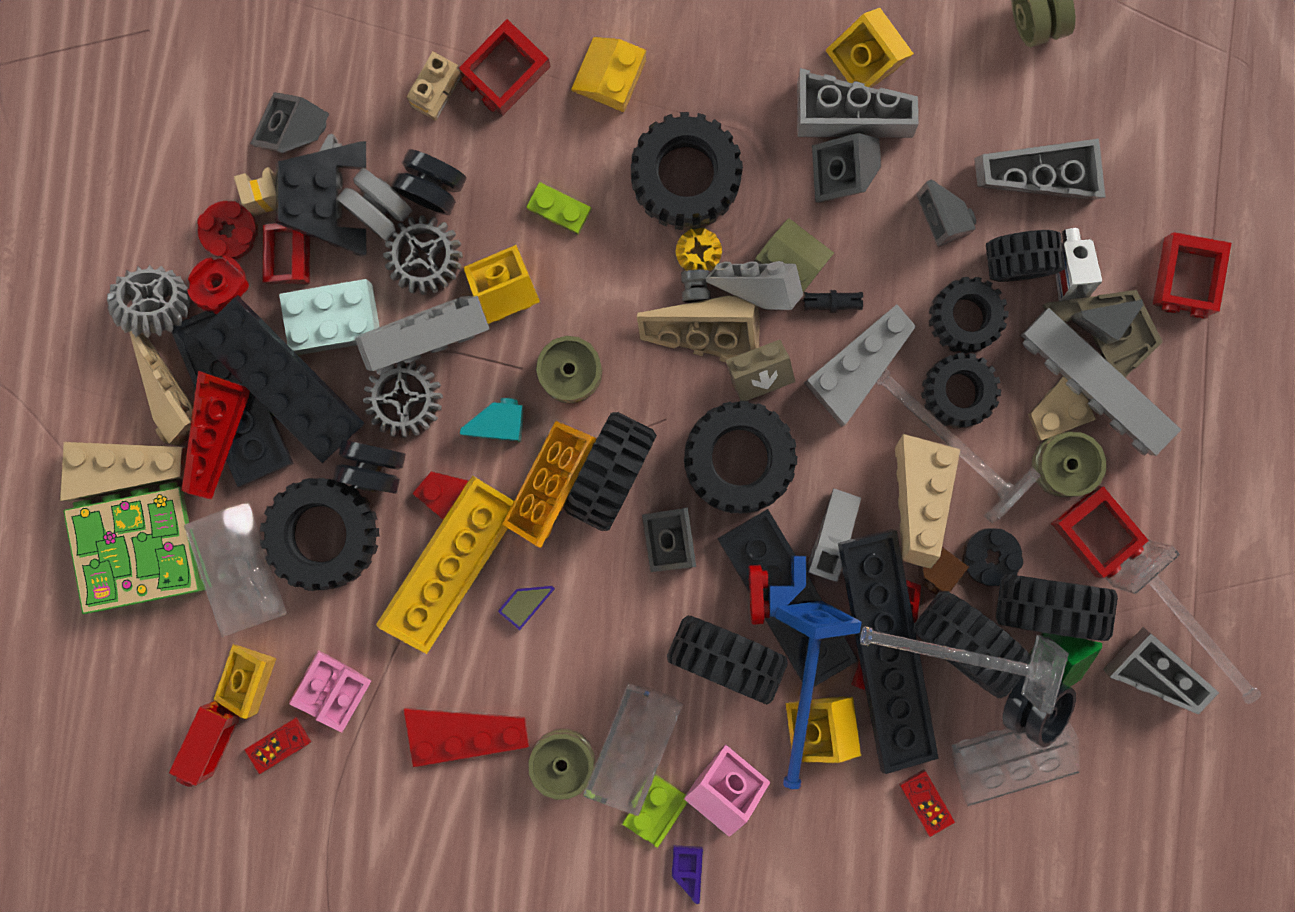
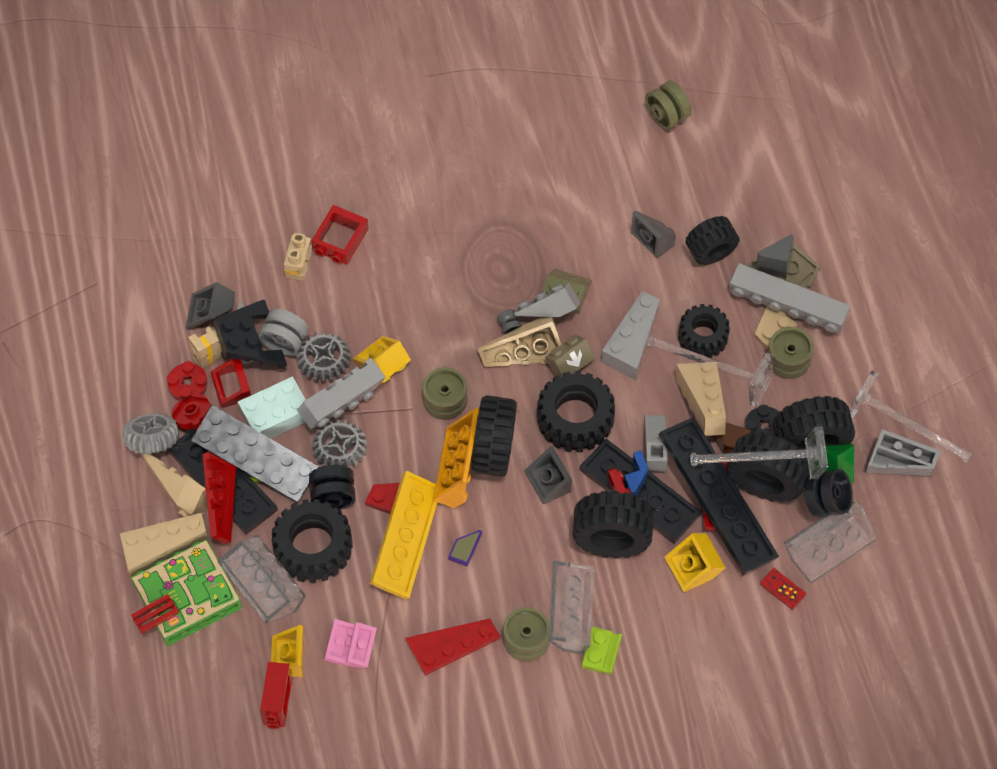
camera: 20 degrees left, 25 degrees down
(53, 582) = (147, 609): none -> red tile
(277, 745) = (325, 690): red tile -> none
(428, 182) = (316, 308): black wheel -> none
(497, 421) = (407, 441): teal slope -> none
(559, 208) = (403, 306): lime plate -> none
(610, 72) = (409, 218): yellow slope -> none
(687, 243) = (494, 302): yellow gear -> none
(688, 869) = (637, 682): dark purple tile -> none
(691, 133) = (478, 235): black tyre -> none
(727, 791) = (644, 621): bright pink slope -> none
(816, 621) = (663, 483): blue tile -> none
(833, 301) = (601, 307): black pin -> none
(843, 108) = (571, 194): light grey wedge -> none
(845, 166) = (578, 226): dark grey slope -> none
(869, 49) = (569, 160): yellow slope -> none
(989, 304) = (690, 273): black tyre -> none
(1052, 170) = (705, 192): light grey wedge -> none
(1078, 511) = (819, 365): red window -> none
(1081, 267) = (750, 237): white torso -> none
(1197, 246) = (821, 208): red window -> none

